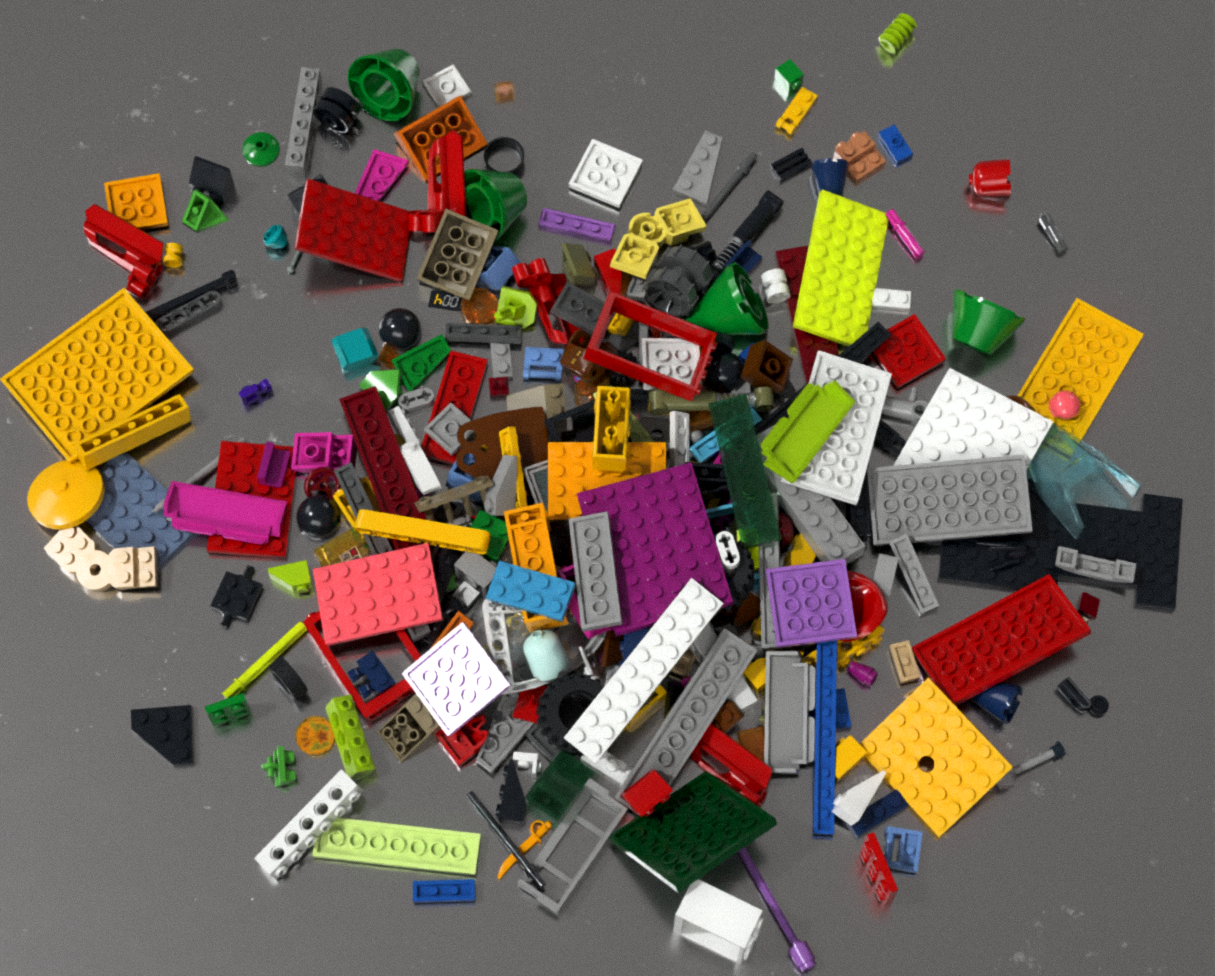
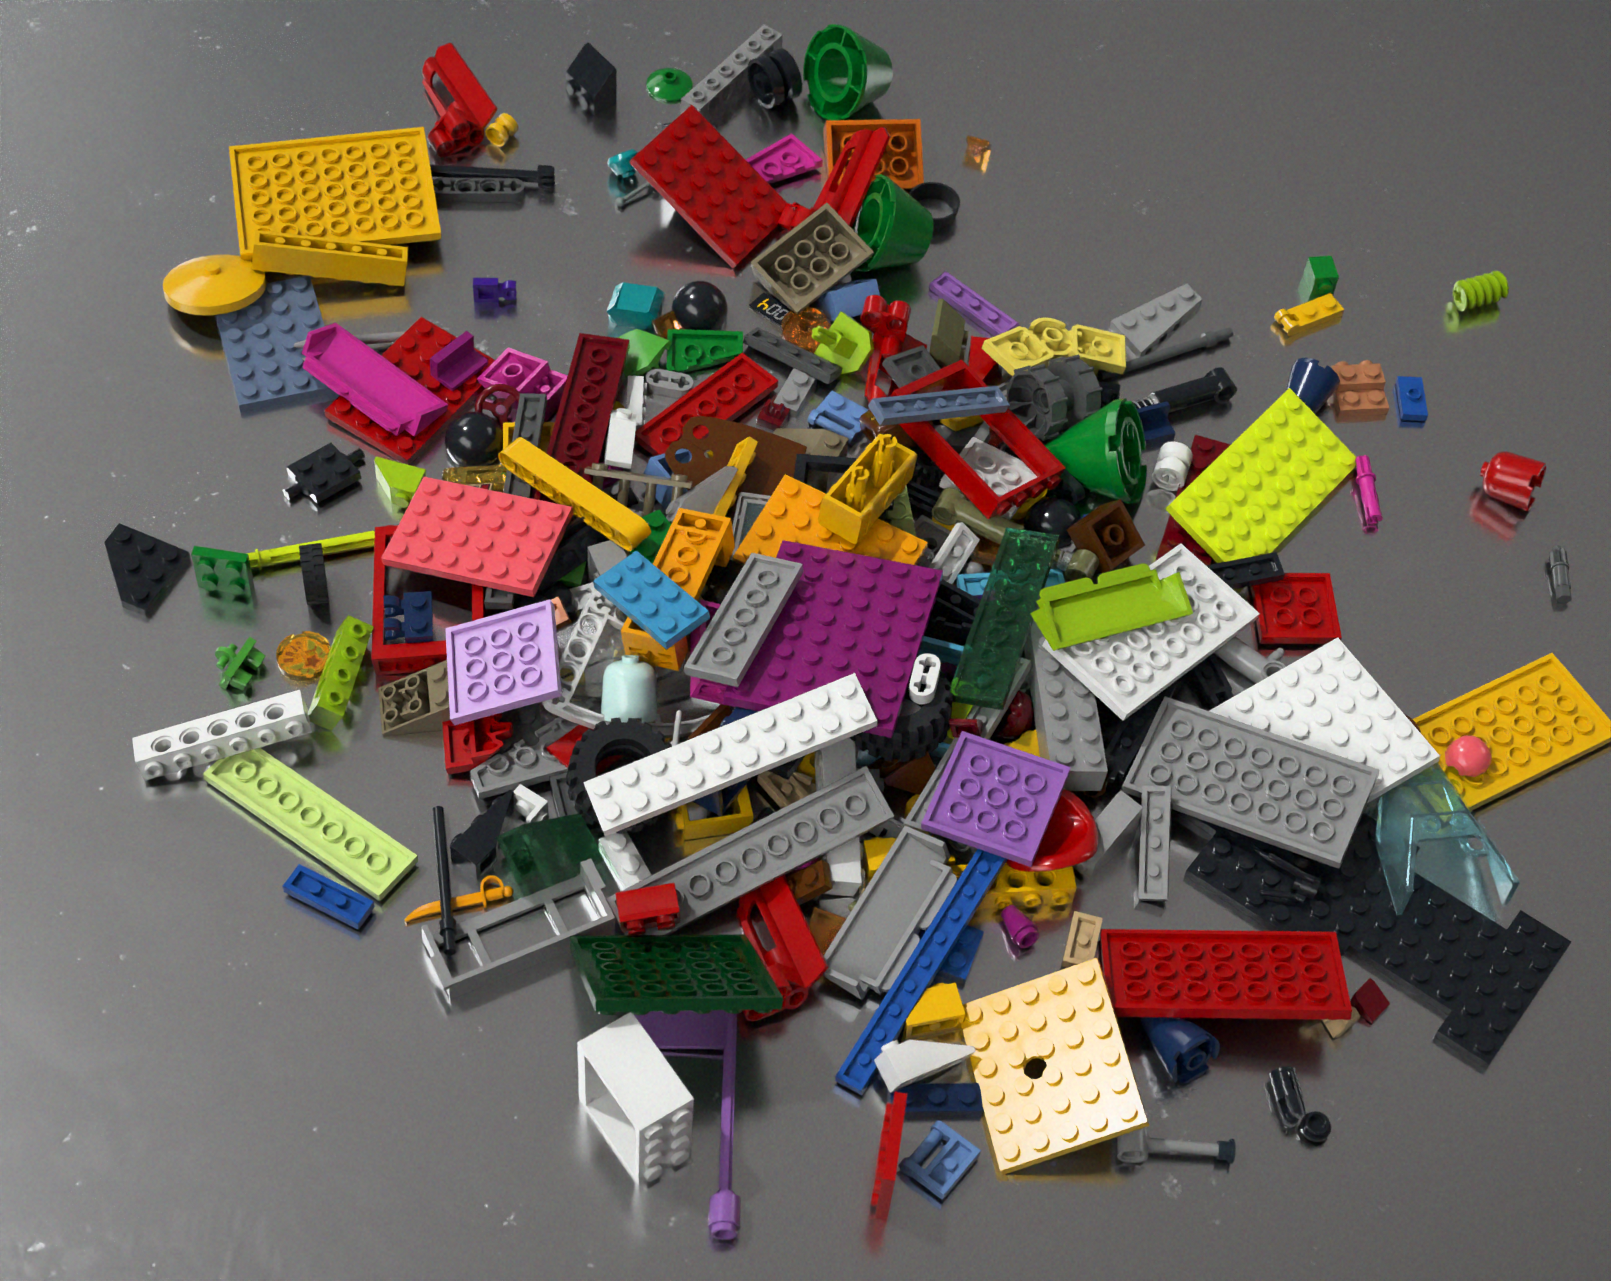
camera: 25 degrees right, 15 degrees down
(120, 568) = (190, 370): plate -> none
(138, 201) = (503, 68): light orange plate -> none
(202, 212) = (563, 106): bright green slope -> none
(445, 426) = (675, 415): light grey plate -> none
(446, 86) = (917, 109): white tile -> none
(605, 173) = (1041, 271): white plate -> none
(621, 342) = (938, 405): none -> sand blue plate
(764, 562) = (971, 726): none -> dark red slope
(791, 156) = (1271, 361): black tile -> none
(891, 299) = (1309, 549): white plate -> none
(981, 322) = (1411, 611): green cone -> none
(1095, 567) = (1402, 956): light grey slope -> none

